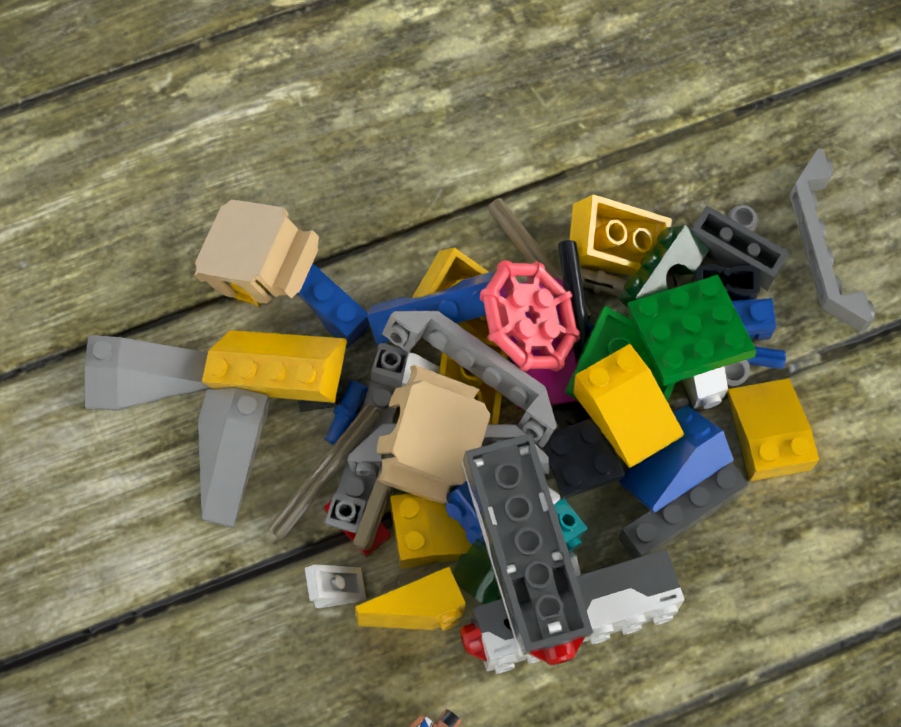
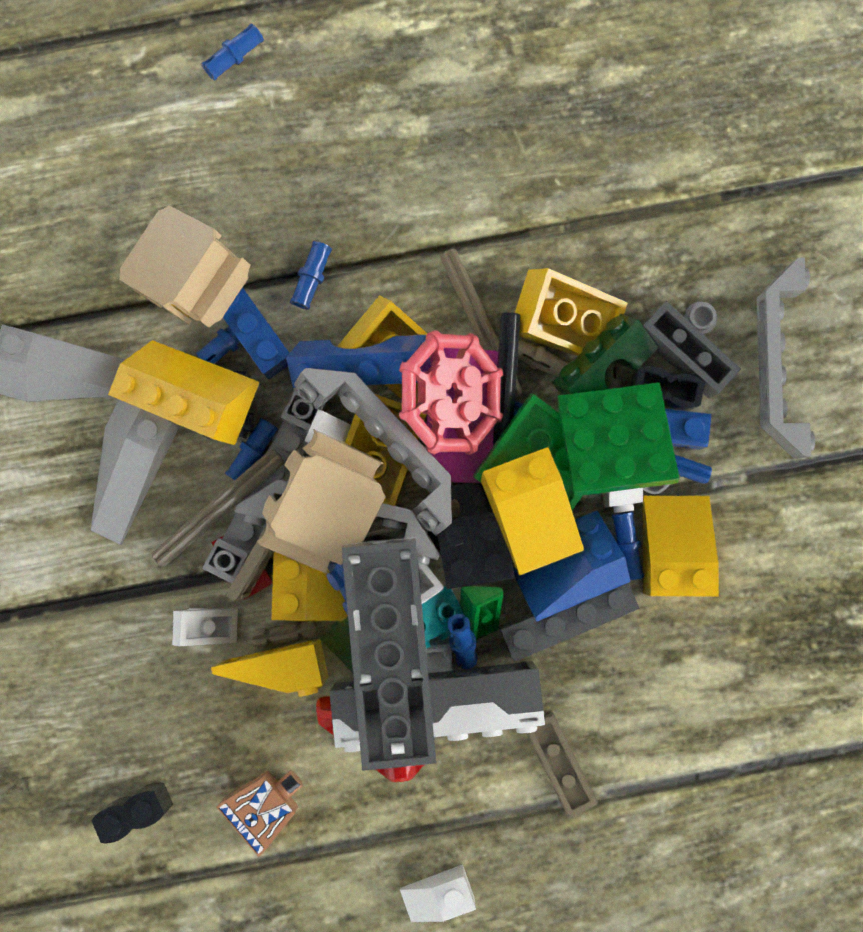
camera: 15 degrees right, 15 degrees up
(256, 62) = (232, 51): none -> blue pin
(300, 318) = (219, 346): none -> blue pin
(370, 245) = (311, 275): none -> blue pin
(587, 547) = (462, 641): none -> blue pin
(600, 514) = (482, 608): none -> green slope
(708, 656) = (562, 767): none -> dark tan tile
(717, 416) = (628, 543): none -> blue pin

